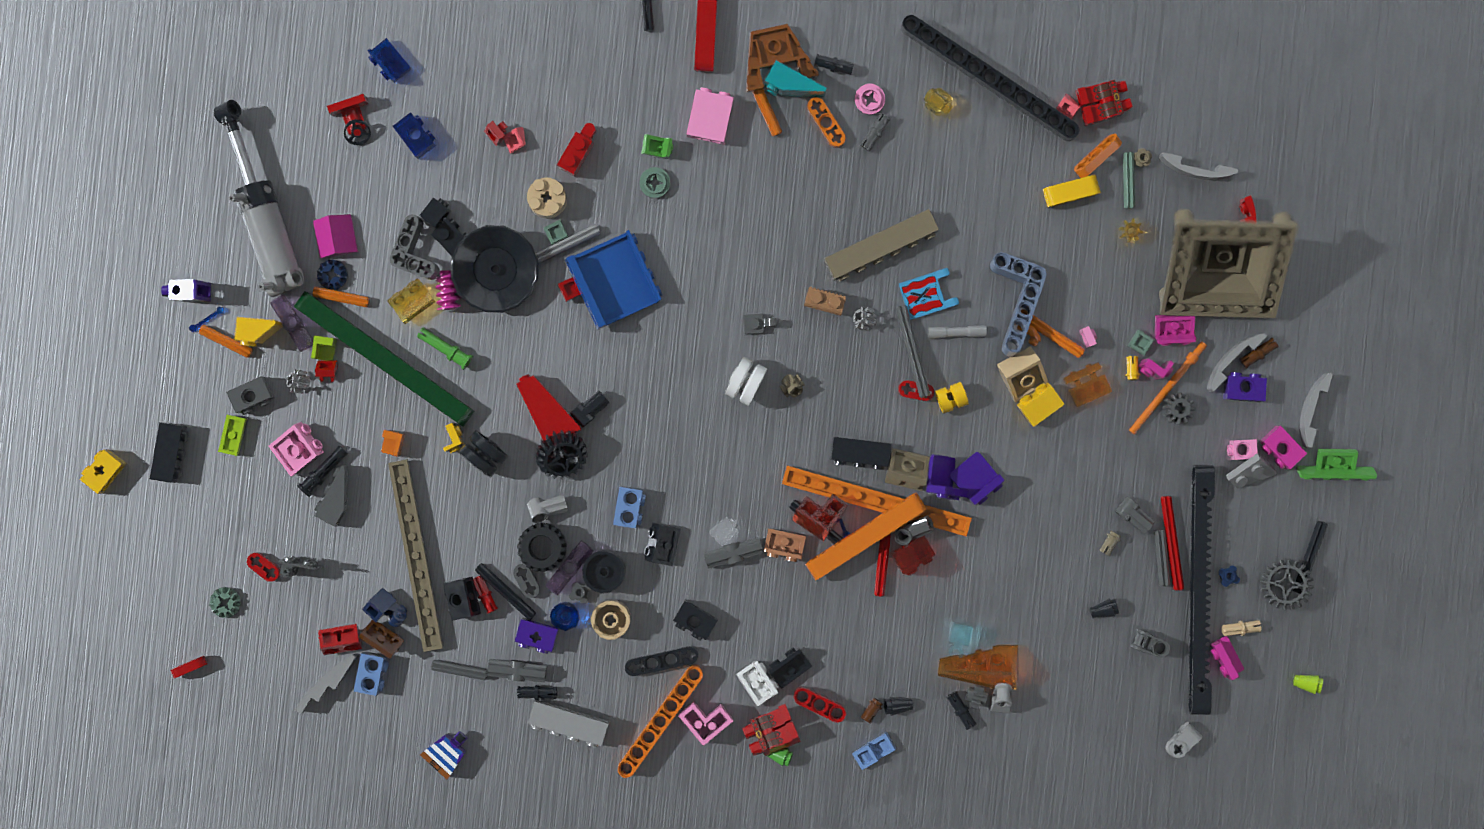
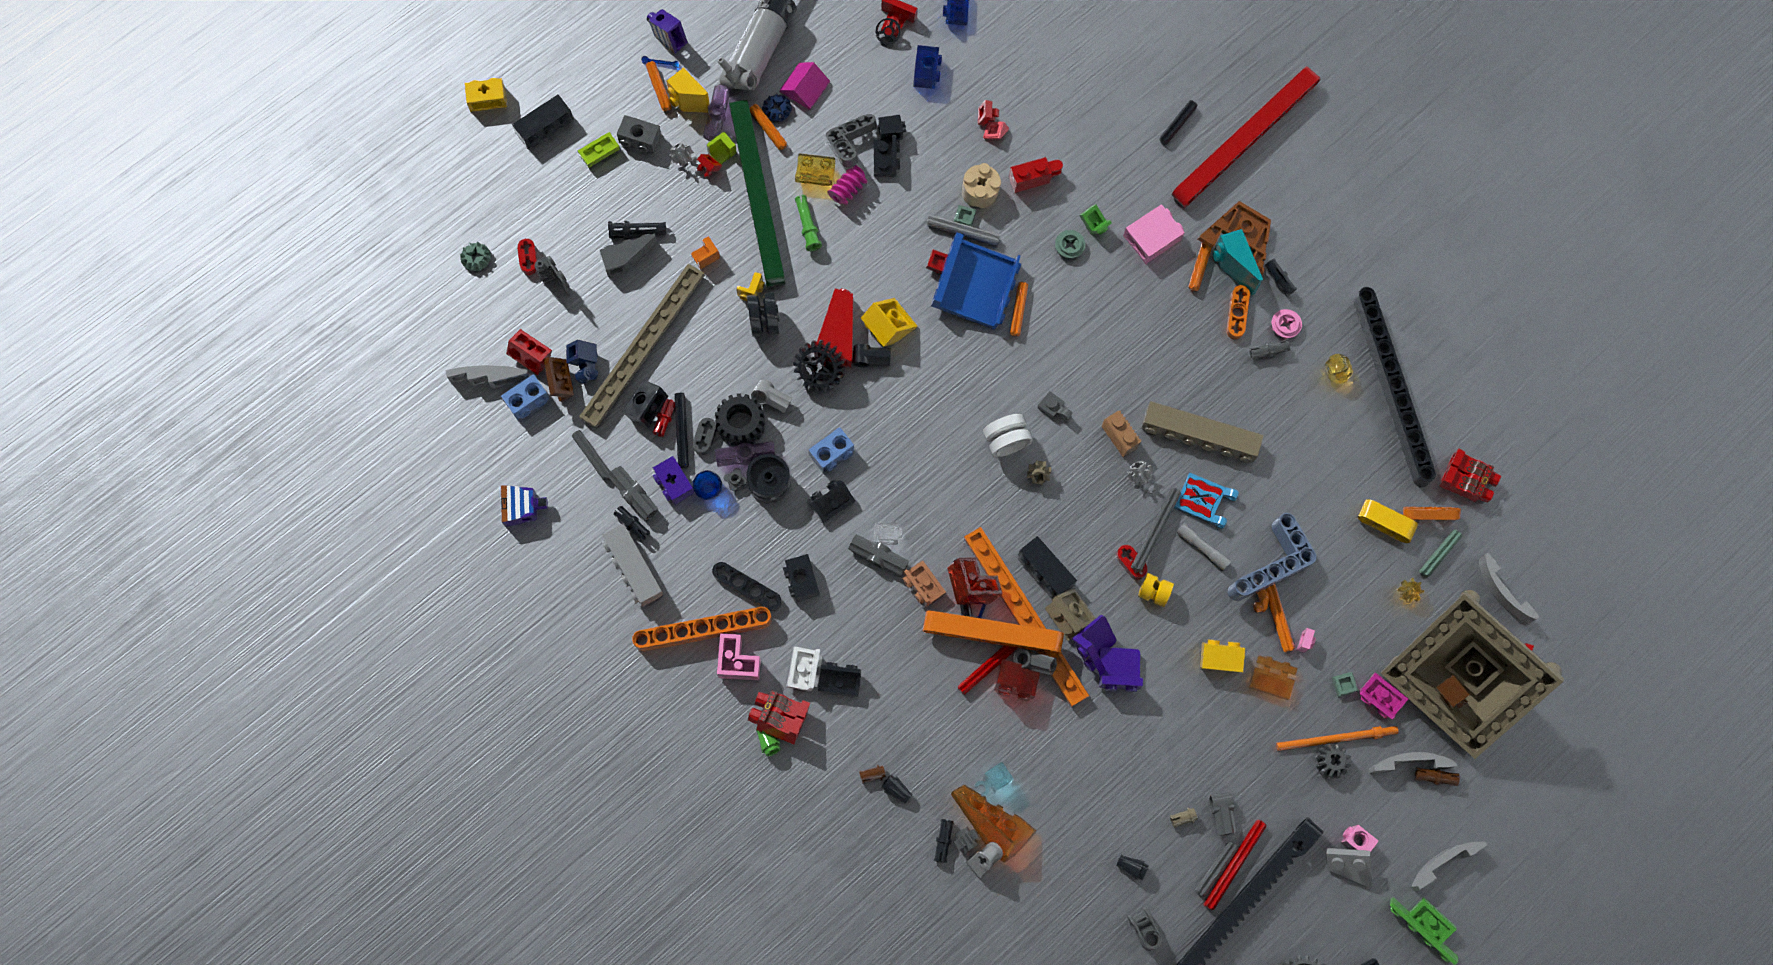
camera: 40 degrees right, 15 degrees down
(188, 667) = (404, 276): red beam -> none
(296, 448) = (634, 196): bright pink plate -> none
(473, 264) = (902, 180): black dish -> none
(578, 370) = (888, 321): none -> yellow slope
(617, 628) = (740, 507): tan brick -> none
(663, 270) = (1019, 309): none -> orange axle
(826, 711) = (836, 720): red beam -> none
(874, 750) = (844, 808): medium blue slope -> none
(1022, 373) = (1228, 621): tan slope -> none
(1068, 106) = (1439, 458): coral slope -> none
(1132, 369) = (1321, 697): yellow pin -> none
(1142, 162) = (1461, 546): dark tan plate -> none
(1152, 369) = (1339, 711): dark pink bracket -> none
(1224, 290) = (1453, 693): none -> reddish brown brick
(1224, 573) = (1254, 937): dark blue plate -> none
(1256, 391) = (1390, 788): dark purple brick -> none
(1293, 451) = (1400, 859): dark pink brick -> none

